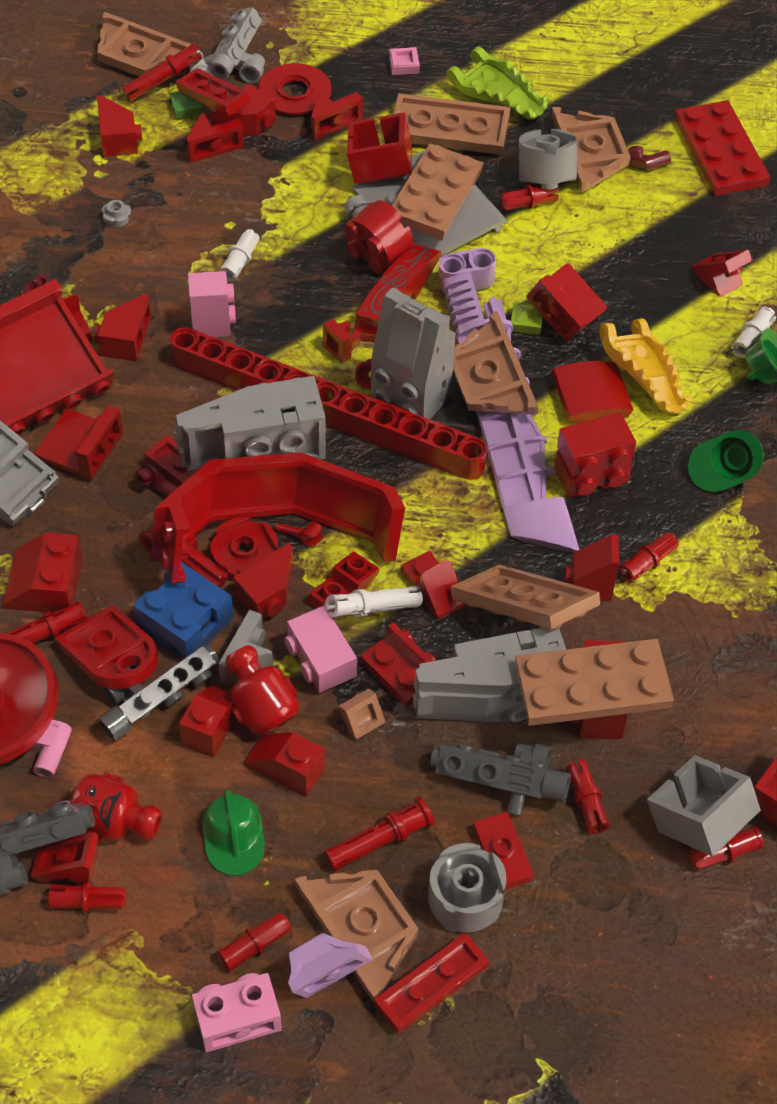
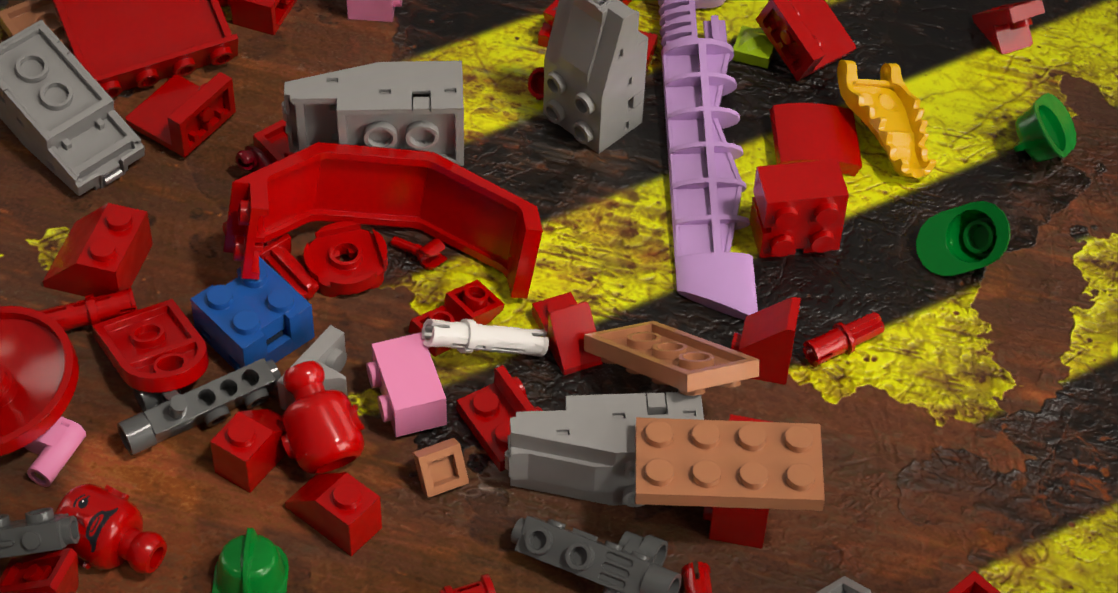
camera: 10 degrees right, 5 degrees down
(266, 583) = (363, 299): red slope -> none
(338, 340) = (519, 40): red tile -> none
(343, 407) = (506, 117): red beam -> none
(491, 372) = (691, 97): nougat wing -> none
(752, 331) = (1031, 93): white pin -> none

